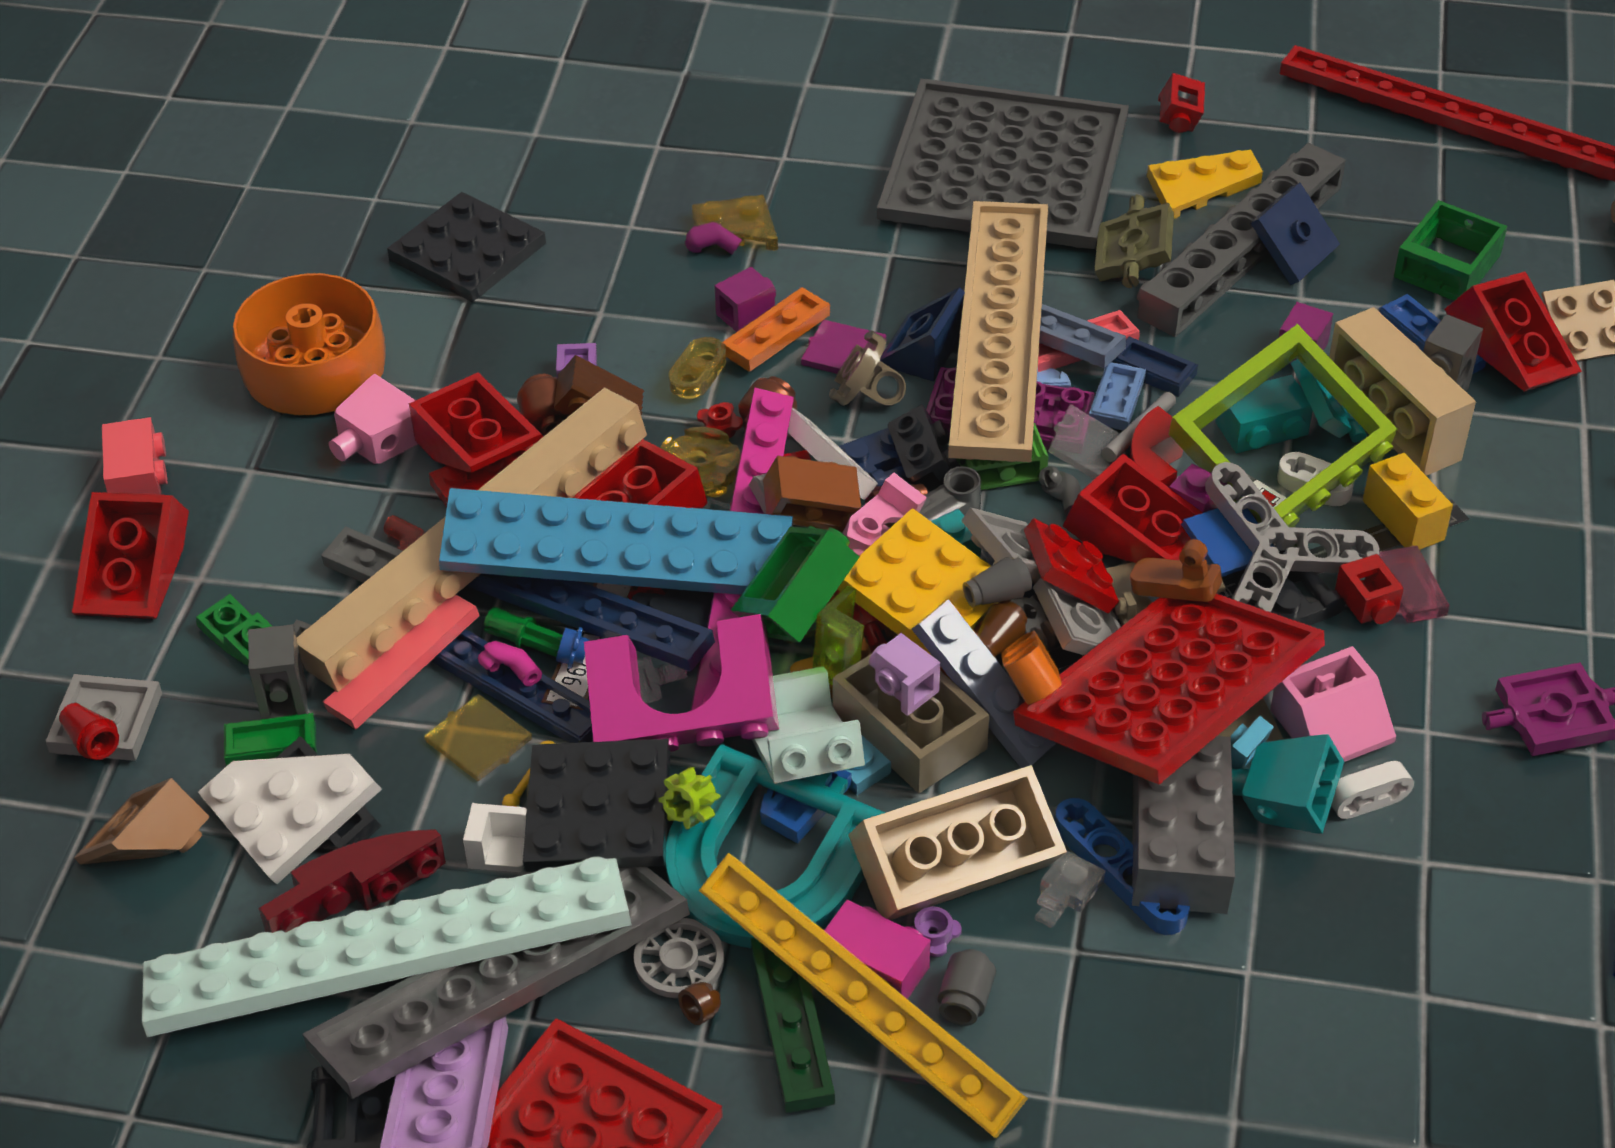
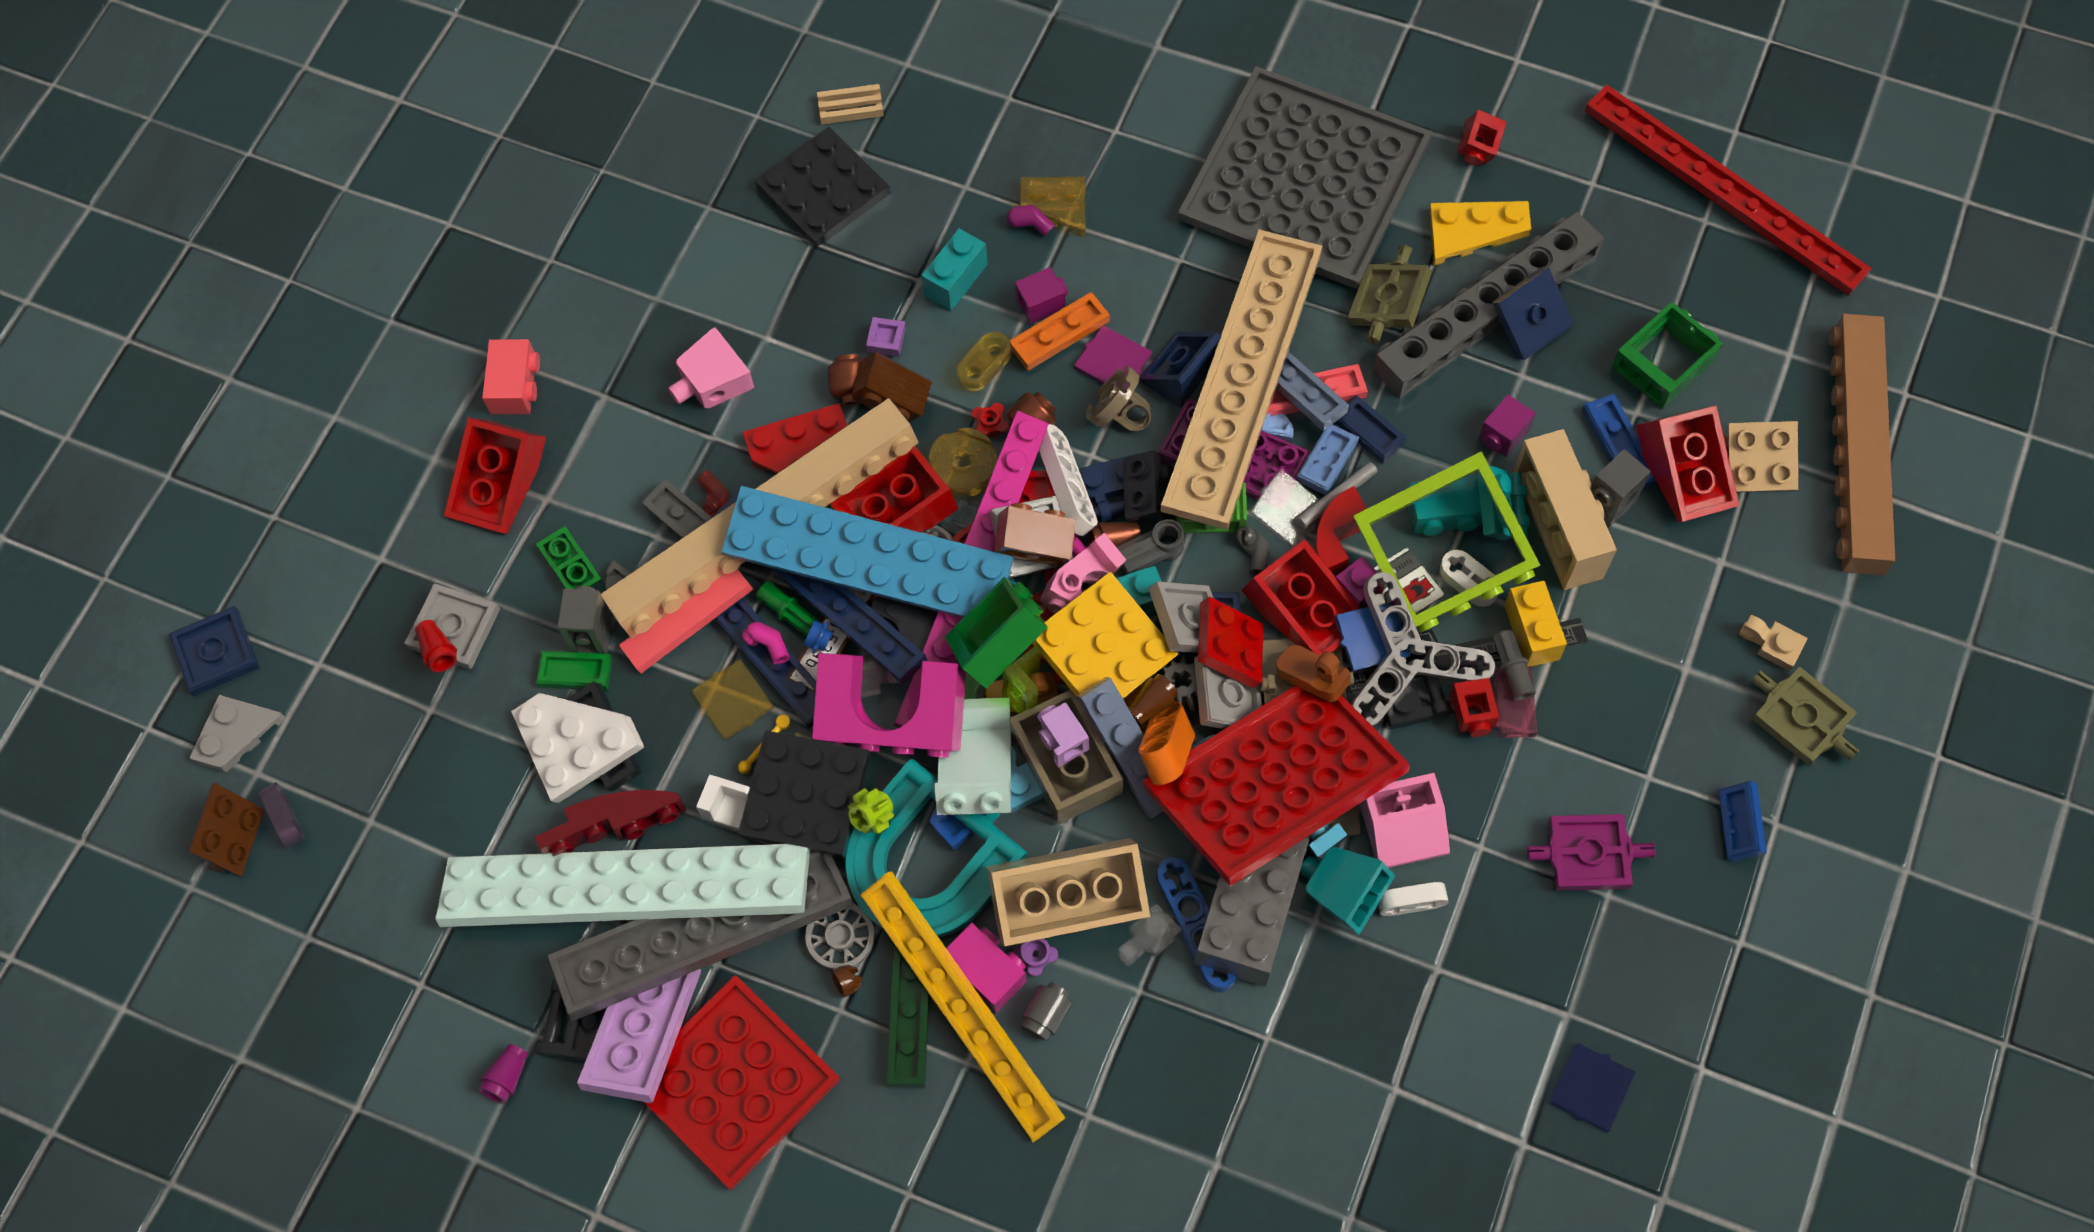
camera: 15 degrees right, 20 degrees up
(147, 826) = (465, 740): medium nougat slope -> none
(303, 319) = (653, 261): orange wheel -> none
(469, 425) = (782, 400): red slope -> none
(480, 172) = (849, 99): none -> tan tile
(640, 290) = (954, 269): none -> teal brick
(998, 583) = (1158, 663): dark grey cone -> none
(1400, 543) = (1514, 665): none -> dark grey axle

